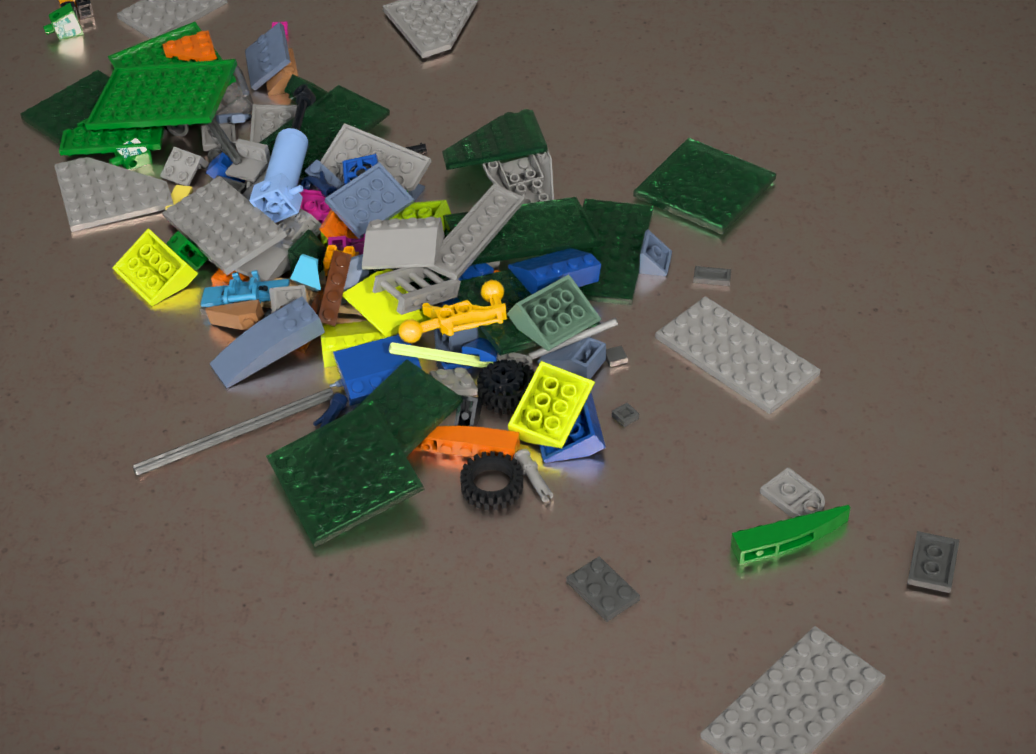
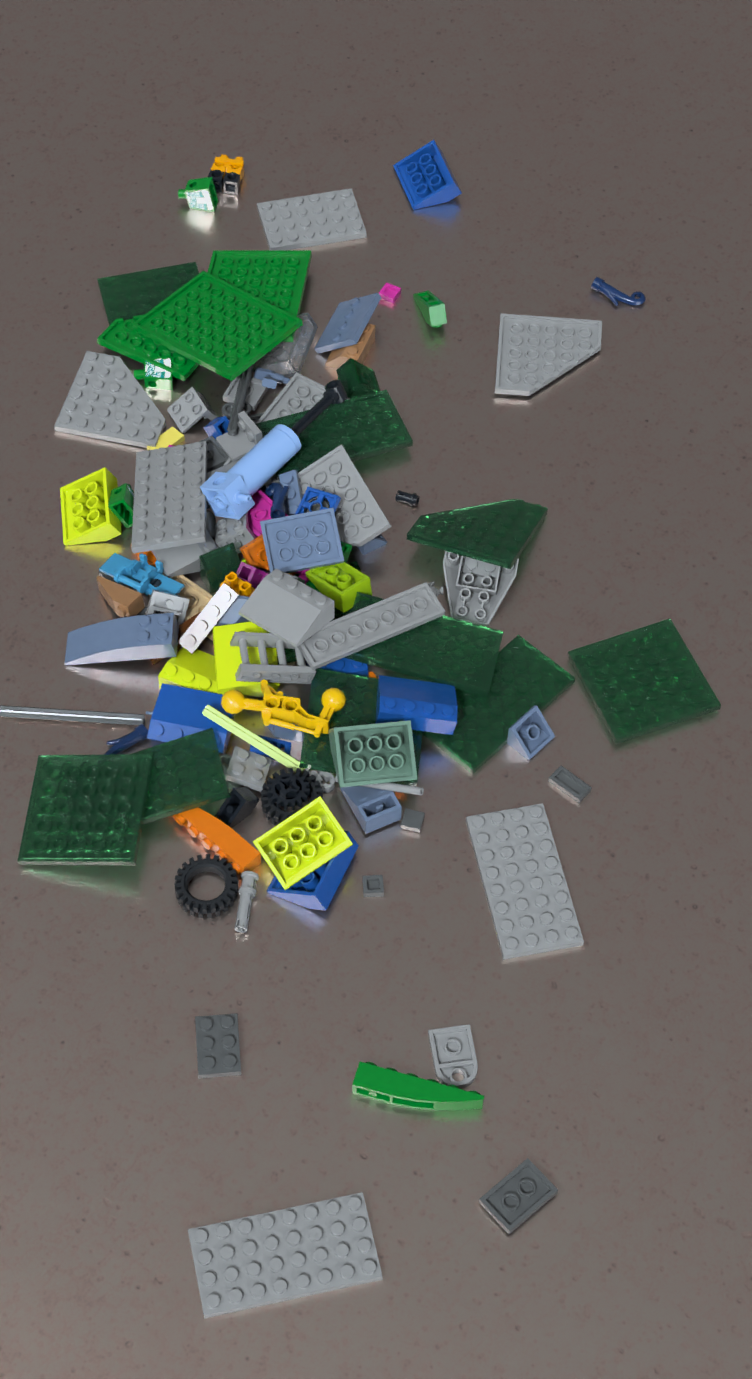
camera: 30 degrees right, 10 degrees up
(195, 47) = (283, 283): orange plate -> none
(307, 273) = (198, 590): medium azure slope -> none
(325, 24) = (431, 308): none -> green slope
(482, 348) = (290, 749): blue slope -> none

